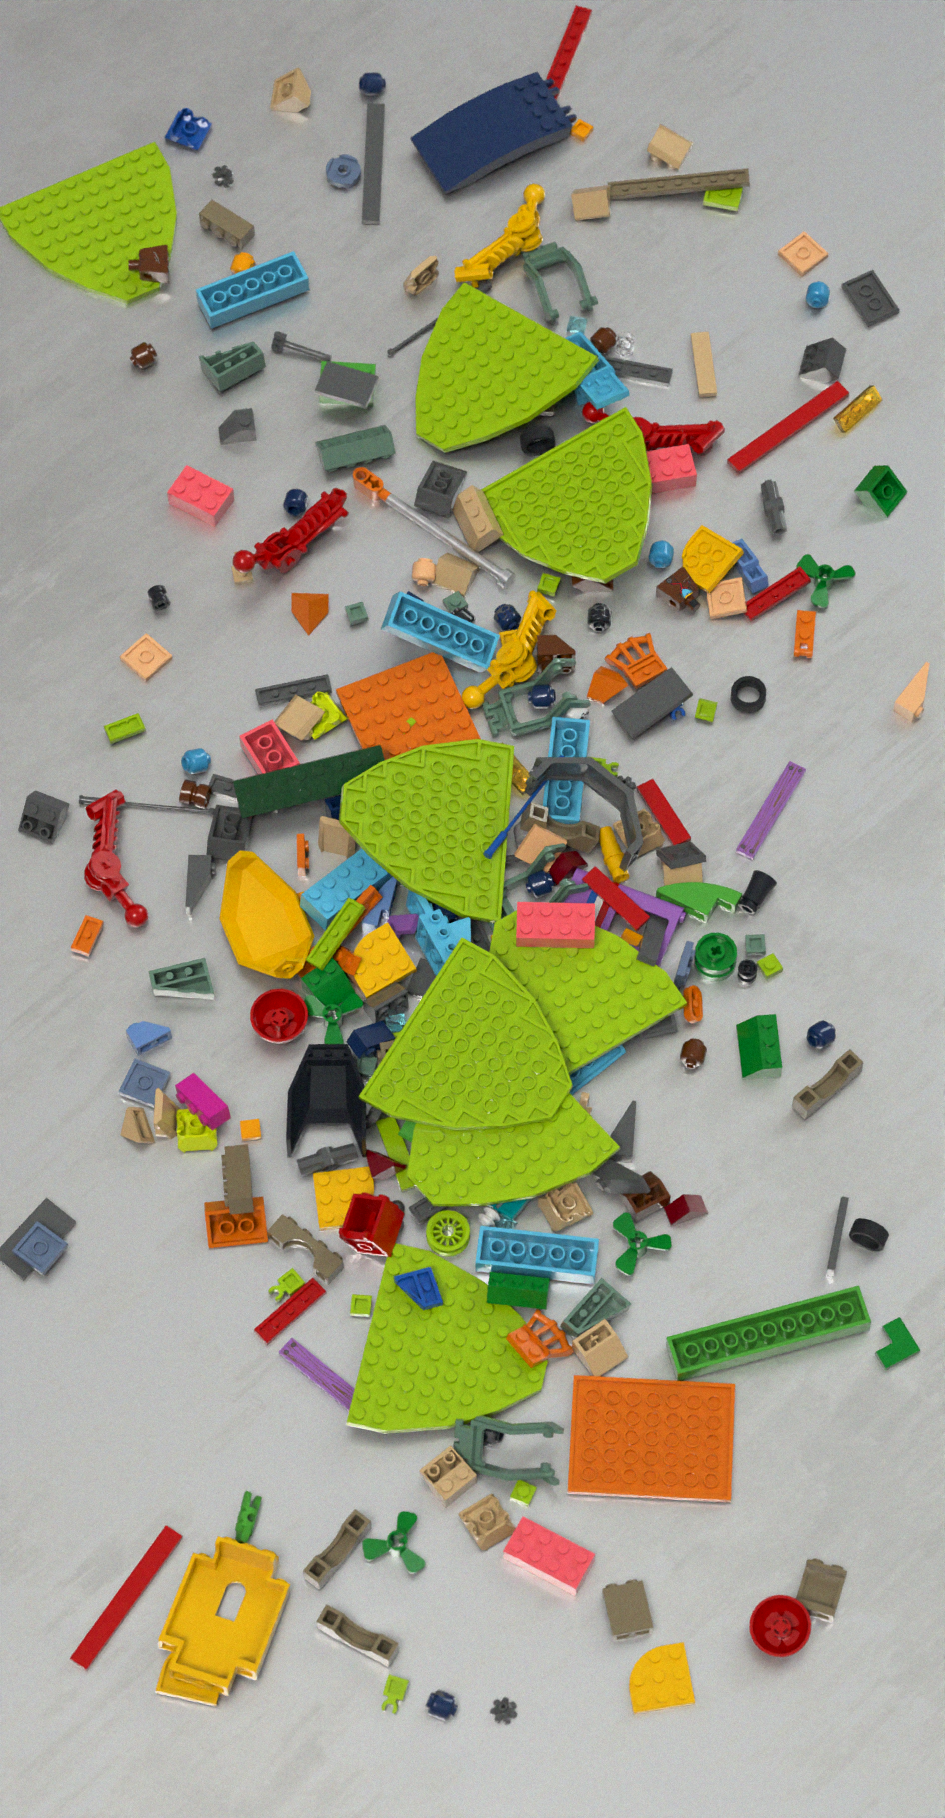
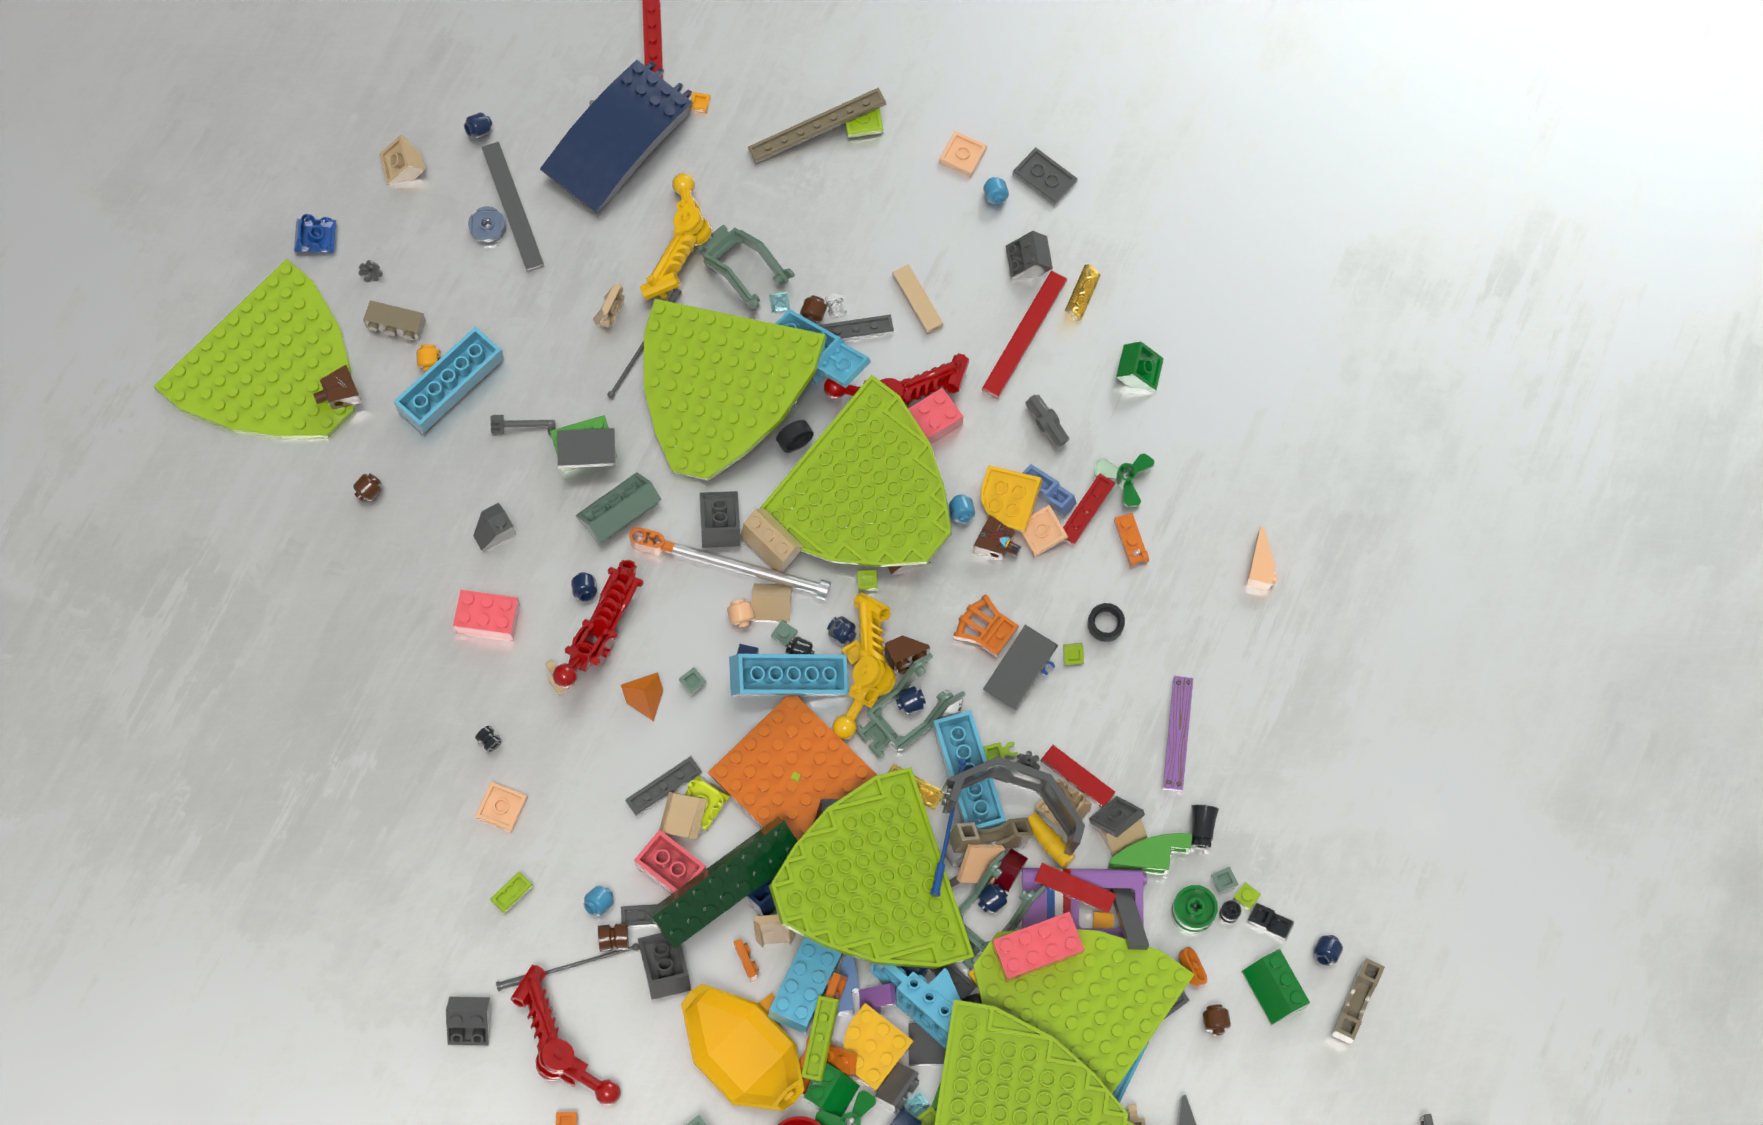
camera: 25 degrees left, 5 degrees up
(198, 879) = (653, 1026): dark grey slope -> none
(233, 365) = (462, 466): sand green wedge -> none
(591, 202) = (741, 172): tan slope -> none
(599, 617) = (930, 596): black head -> none
(605, 685) = (967, 664): orange slope -> none
(669, 147) = (791, 91): tan slope -> none
(684, 965) = (1169, 934): sand blue plate -> none
(781, 994) = (1270, 921): none -> black slope

